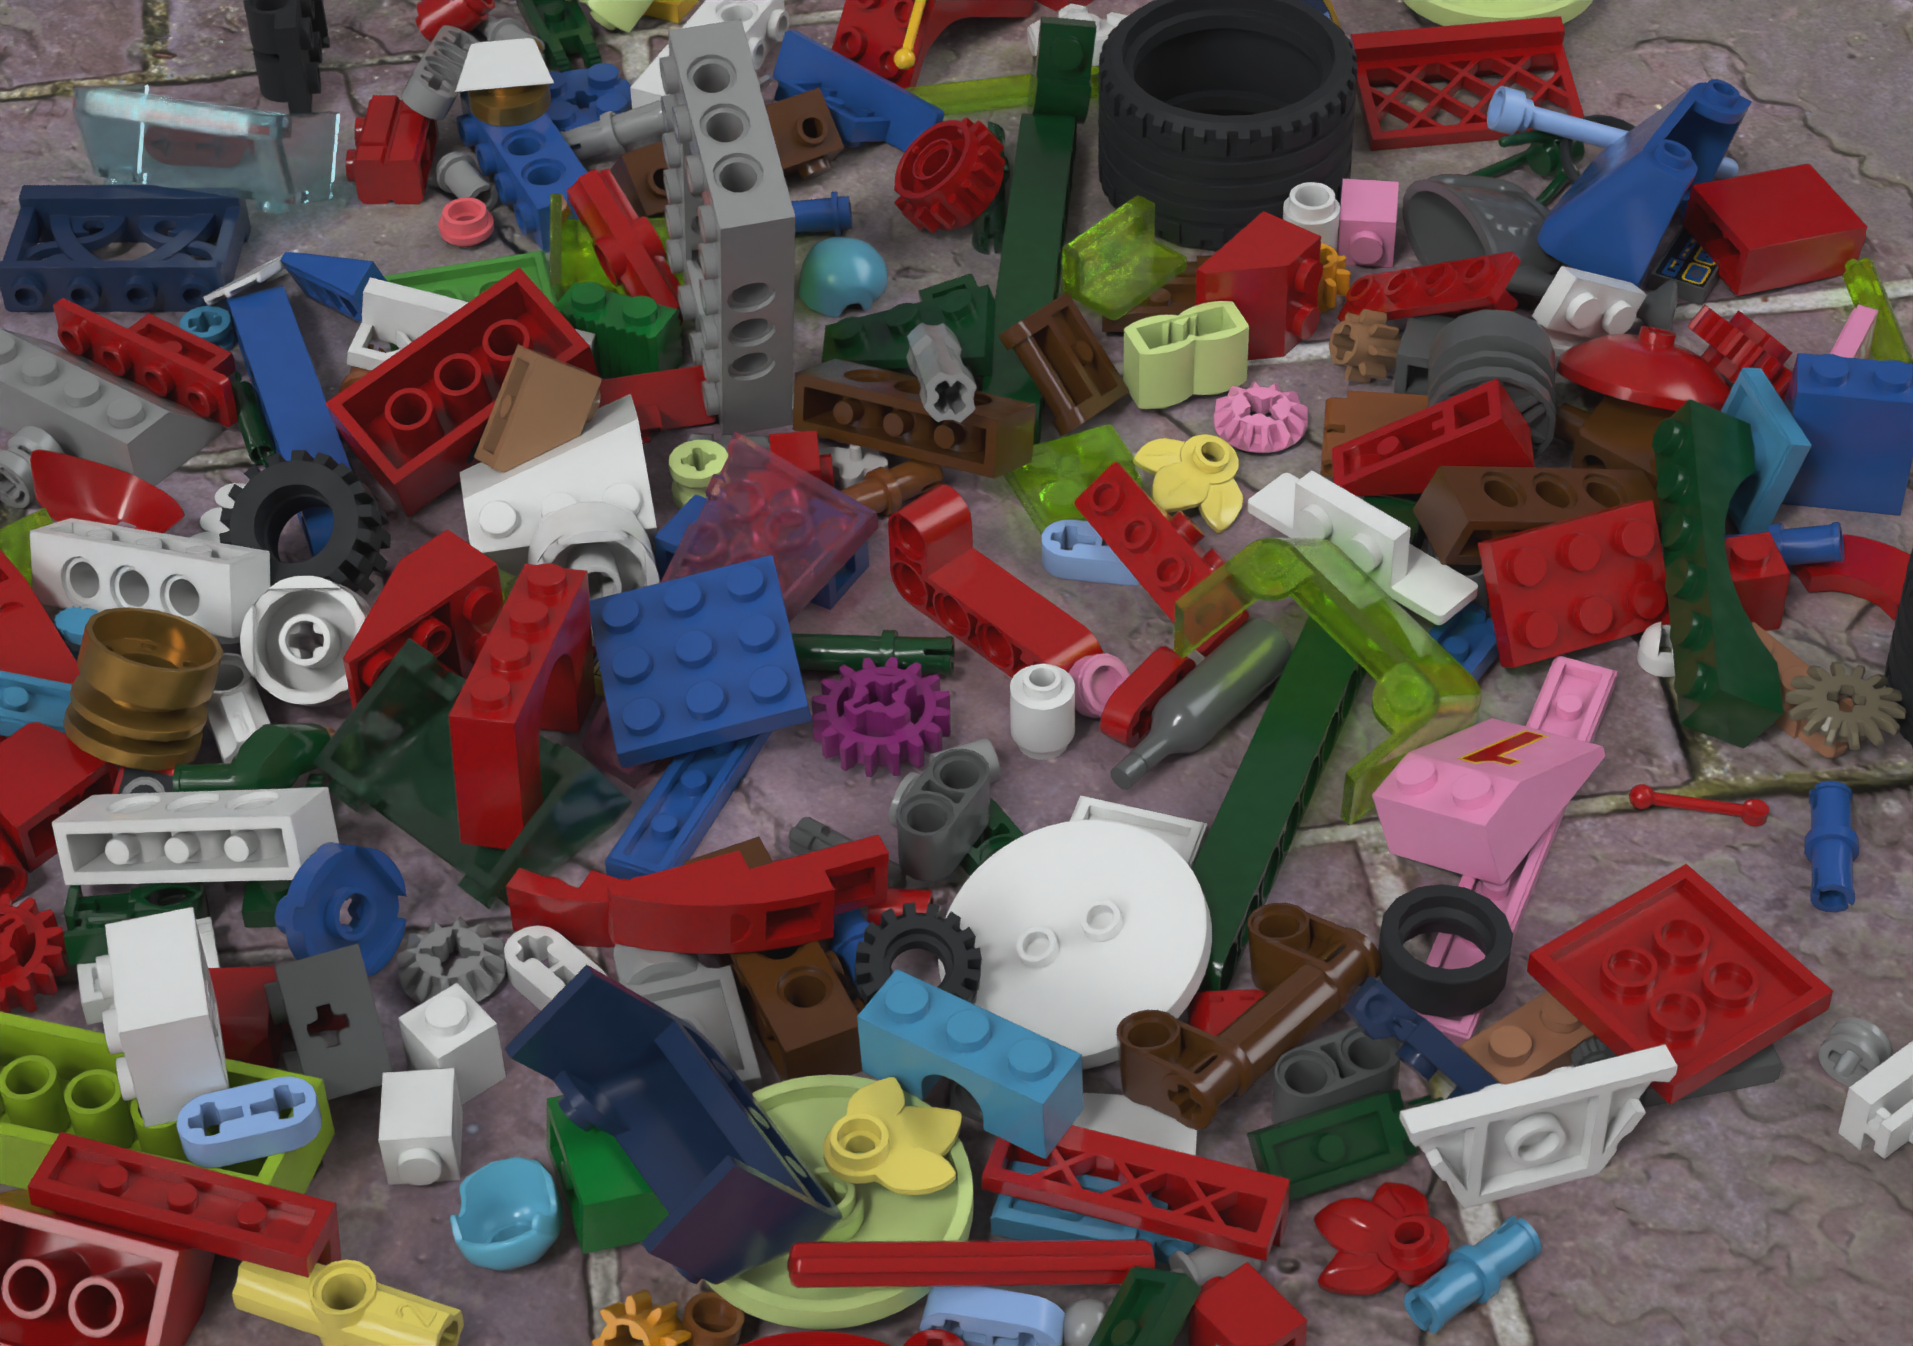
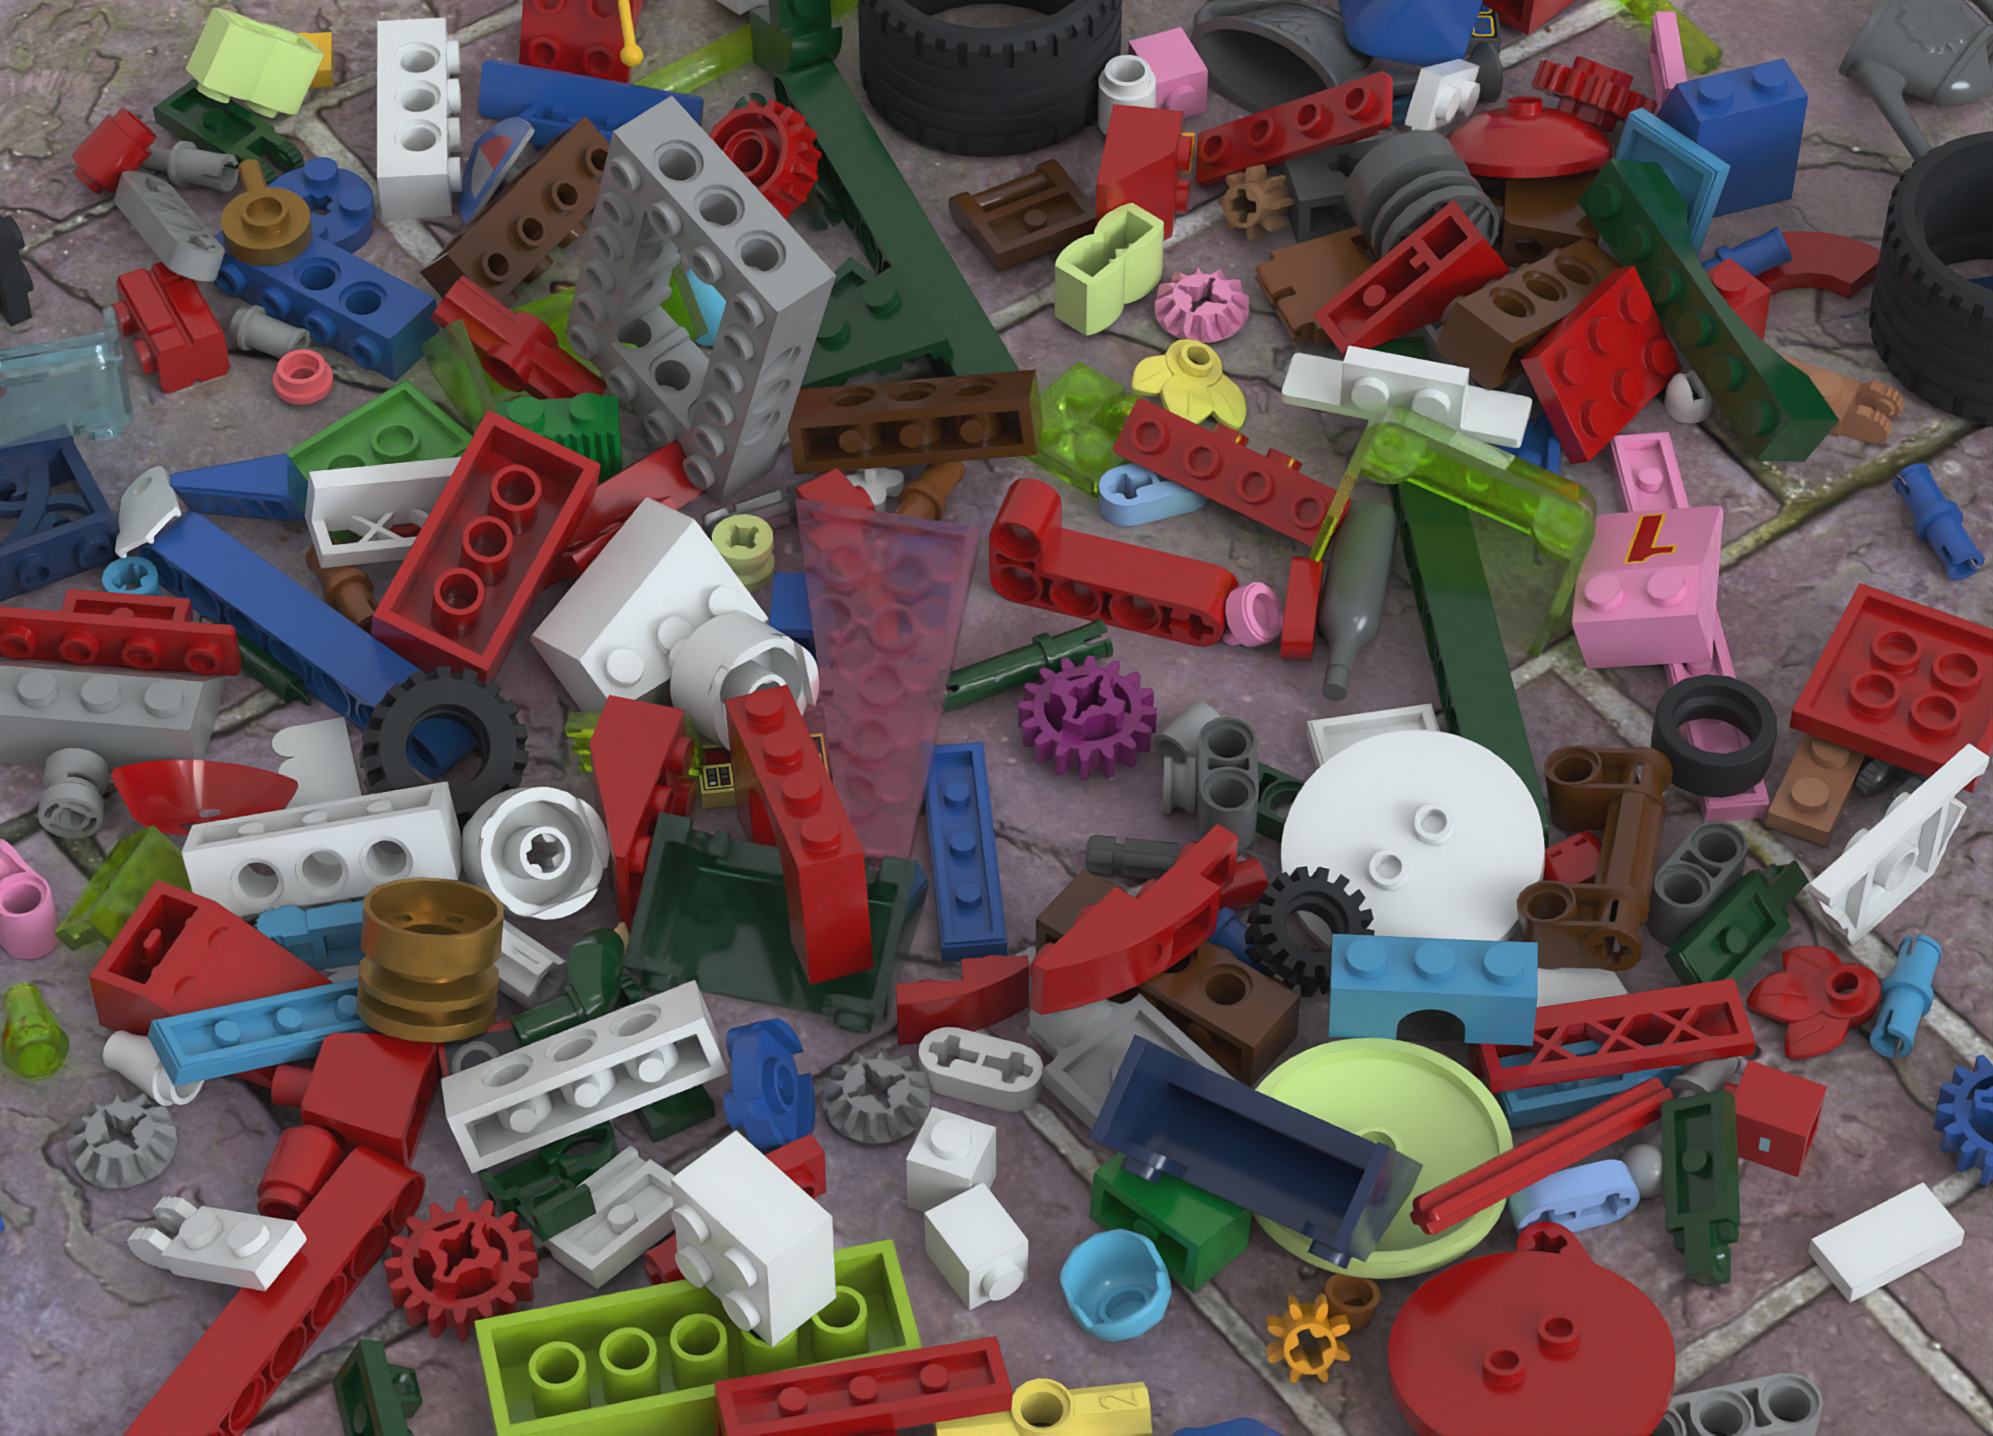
camera: 30 degrees left, 5 degrees up
(249, 1122) = (877, 1308): light blue beam -> none
(342, 984) = (851, 1178): dark grey brick -> none
(503, 65) = (253, 200): white sticker -> none
(537, 409) = (589, 548): medium nougat slope -> none
(616, 131) = (415, 208): light grey pin -> none
(698, 661) = (914, 730): blue plate -> none
(899, 1140) = (1412, 1079): light yellow plate -> none
(944, 380) = (963, 380): light grey axle -> none
(1042, 710) = (1229, 656): white brick -> none
(1075, 355) = (1014, 317): reddish brown plate -> none
(1119, 261) = (988, 199): clear neon green panel -> none
(1424, 1047) = (1774, 825): dark blue hinge -> none
(1752, 812) = (1851, 517): red hinge -> none
(1873, 710) = (1872, 410): dark tan gear -> none

